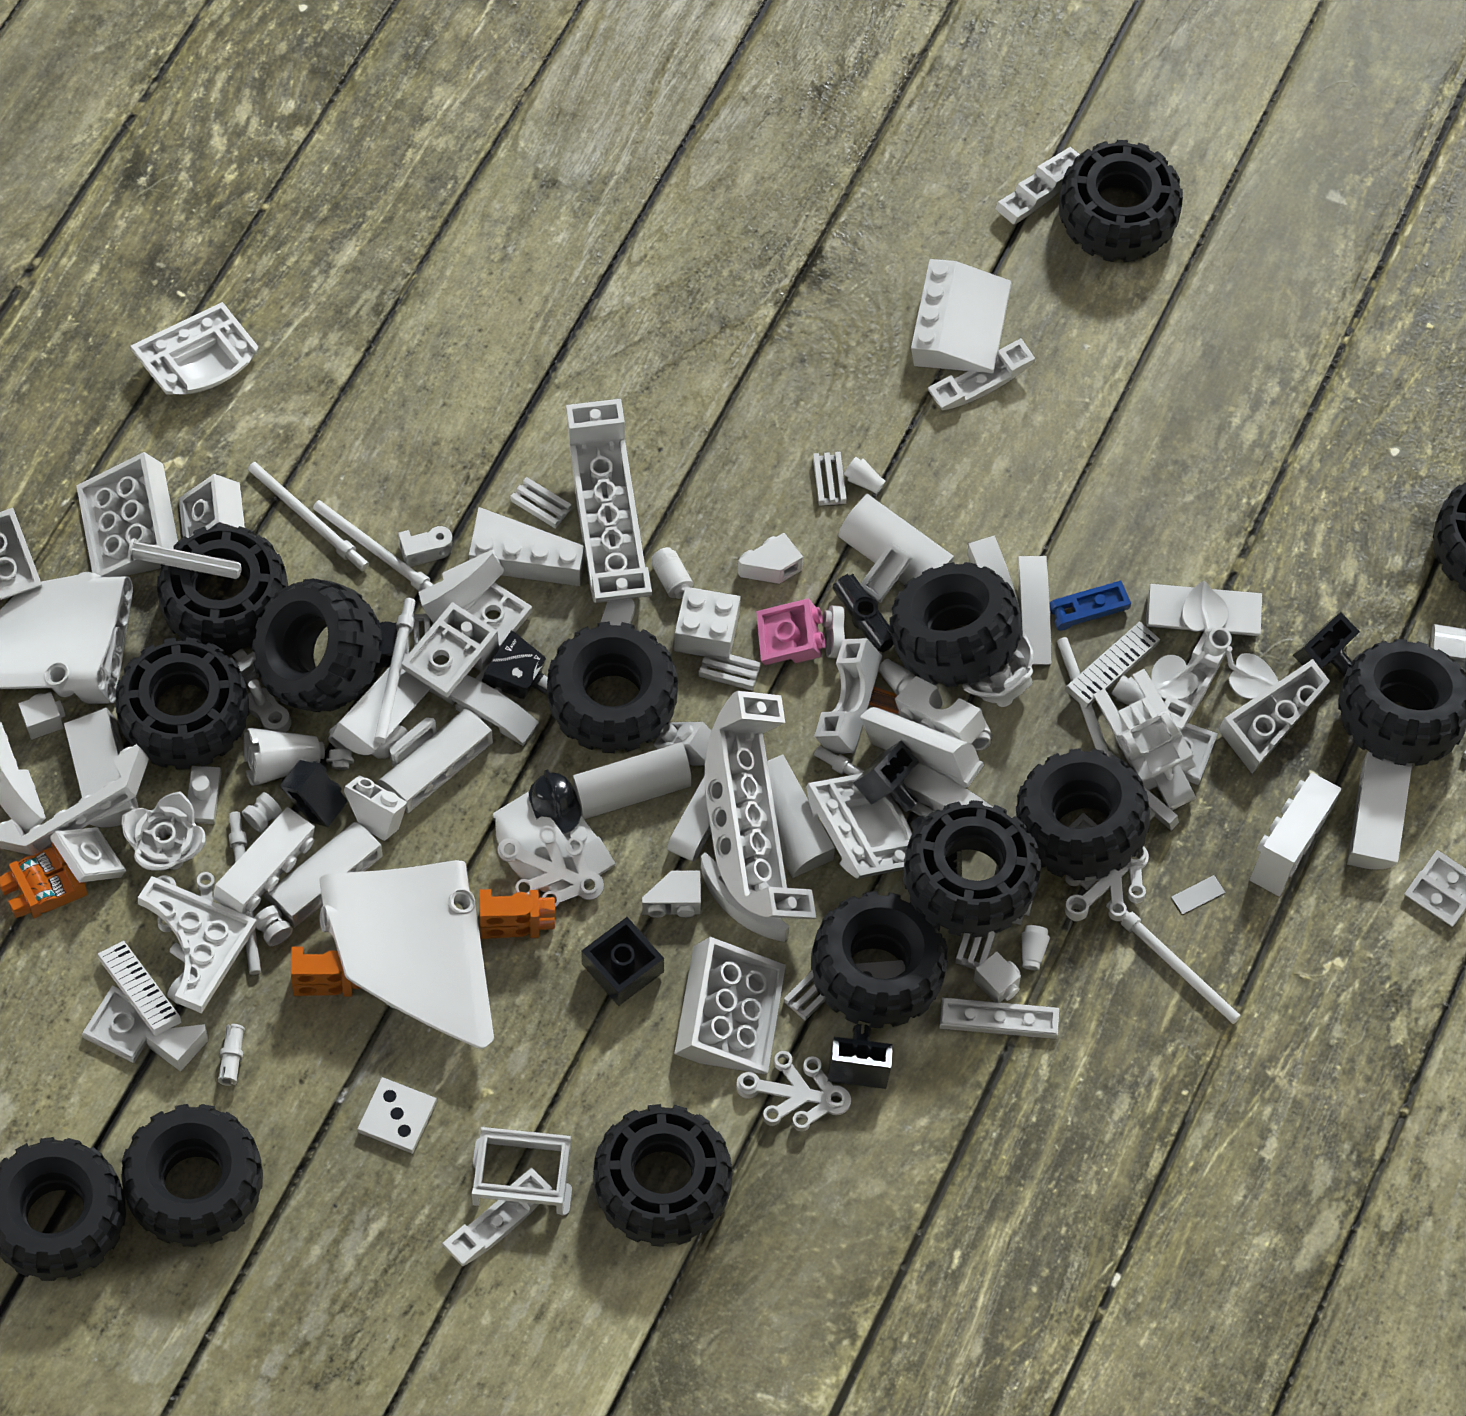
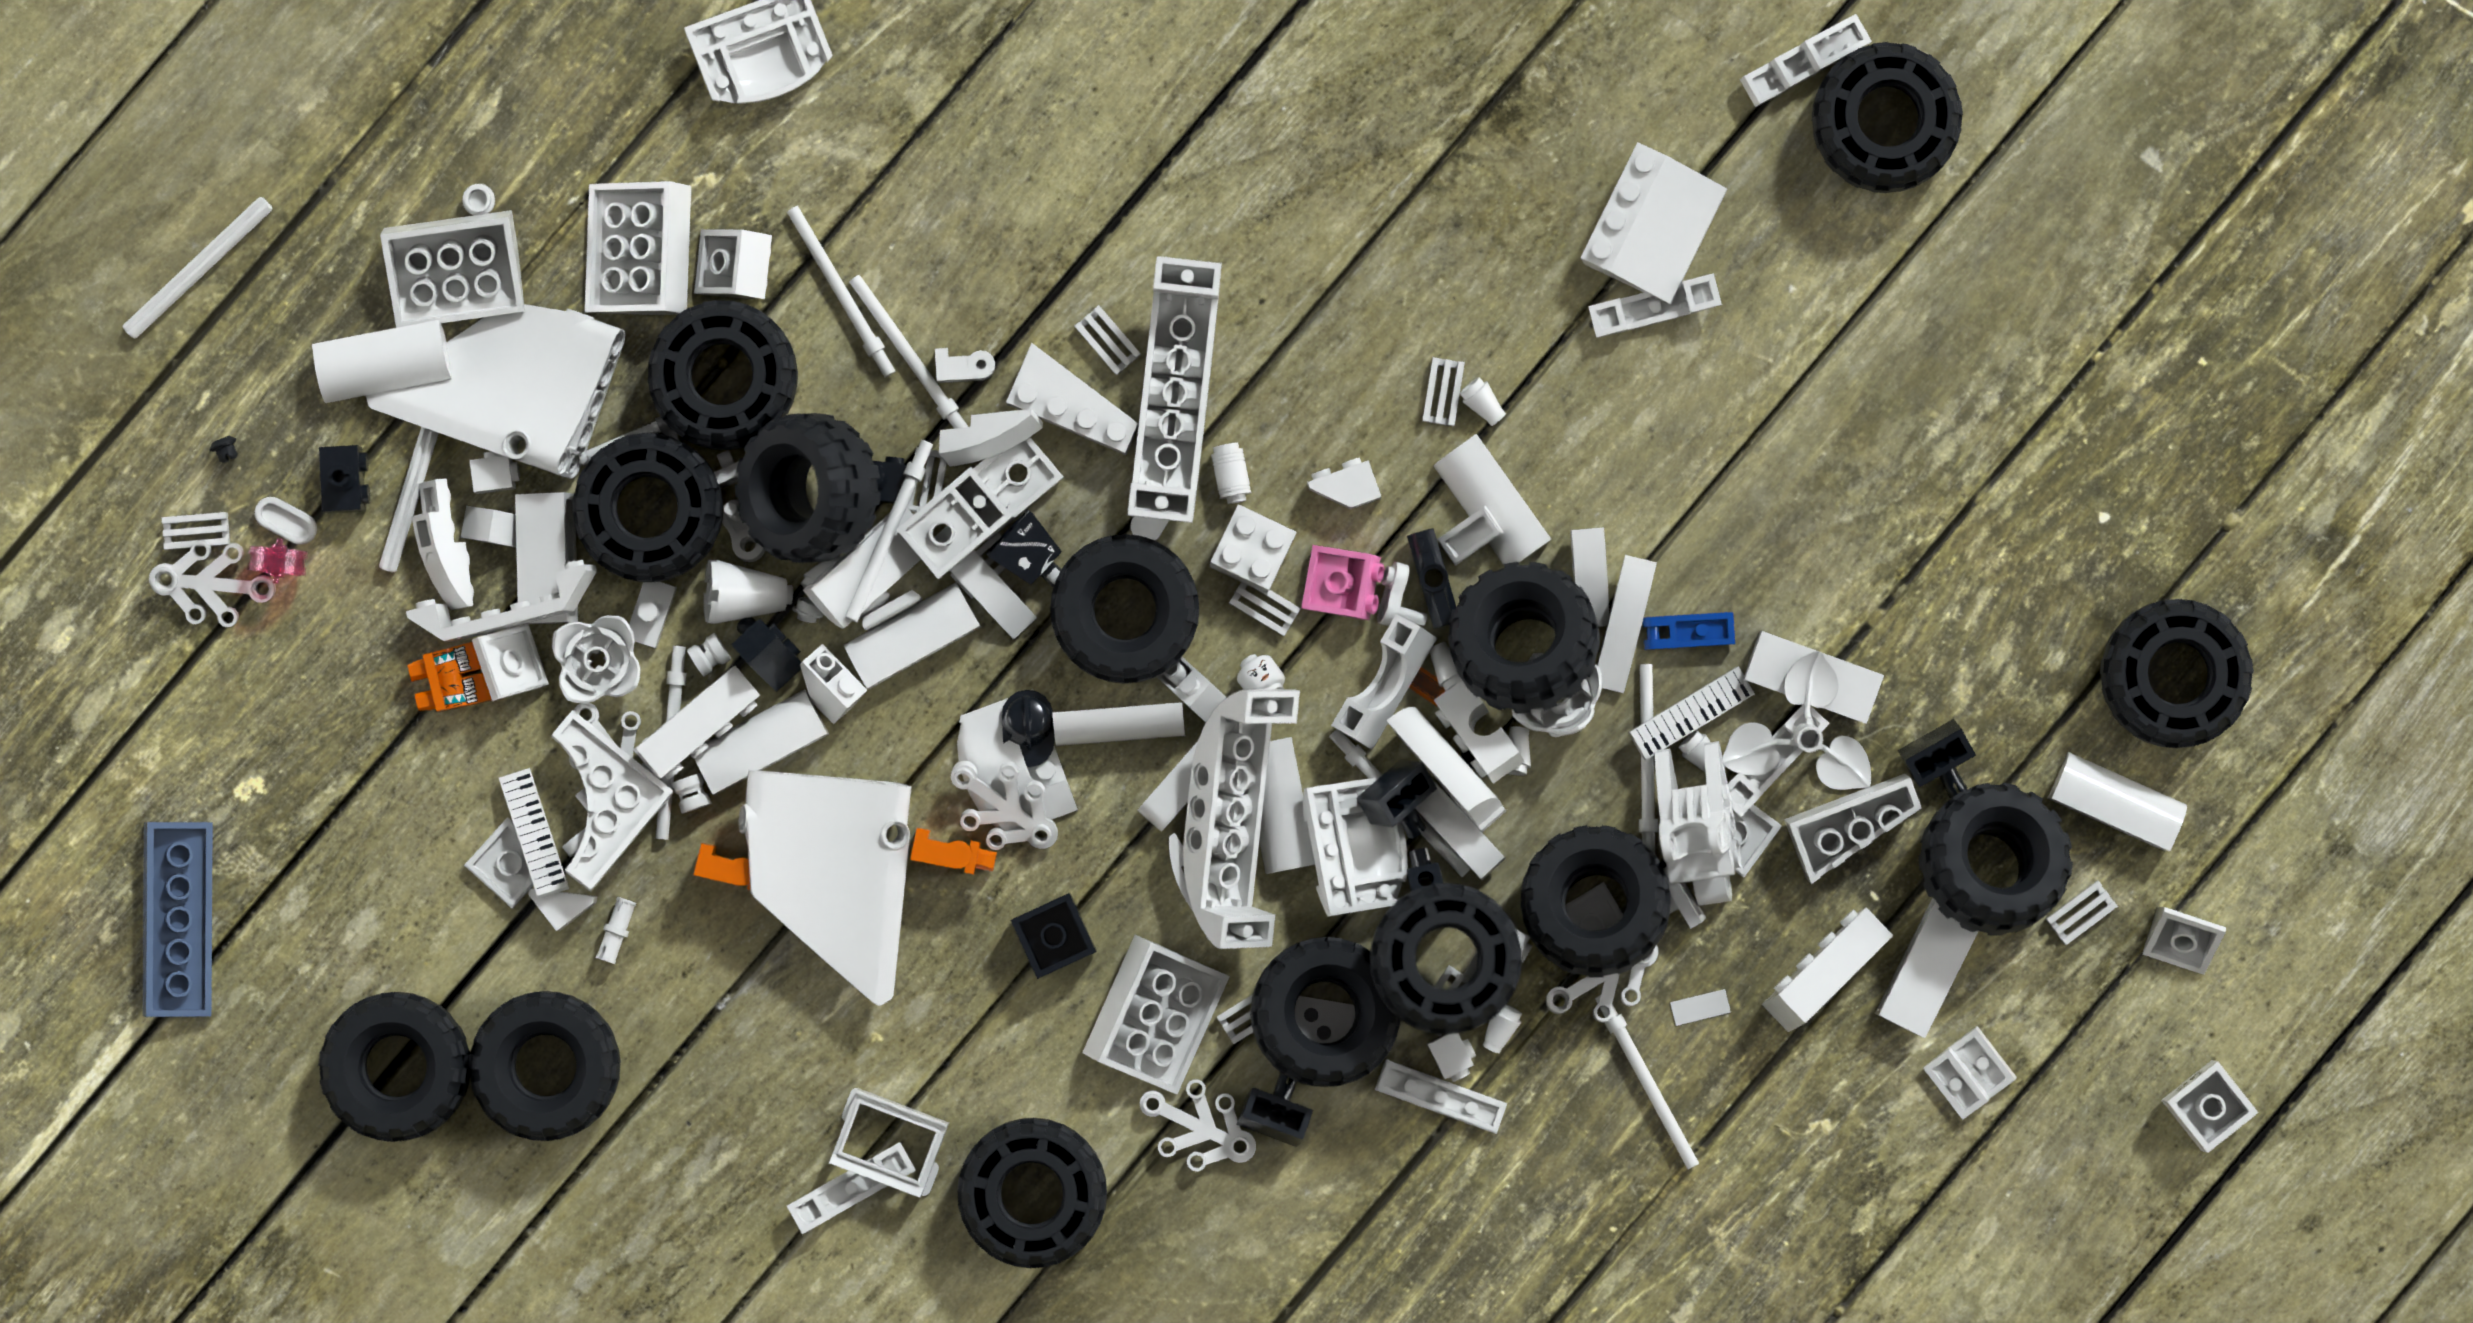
camera: 20 degrees right, 25 degrees up
(48, 757) = (489, 526): none -> white slope
(183, 559) = (682, 348): white axle -> none
(397, 1115) = (775, 1042): white tile -> none
(675, 894) = (1132, 867): white slope -> none

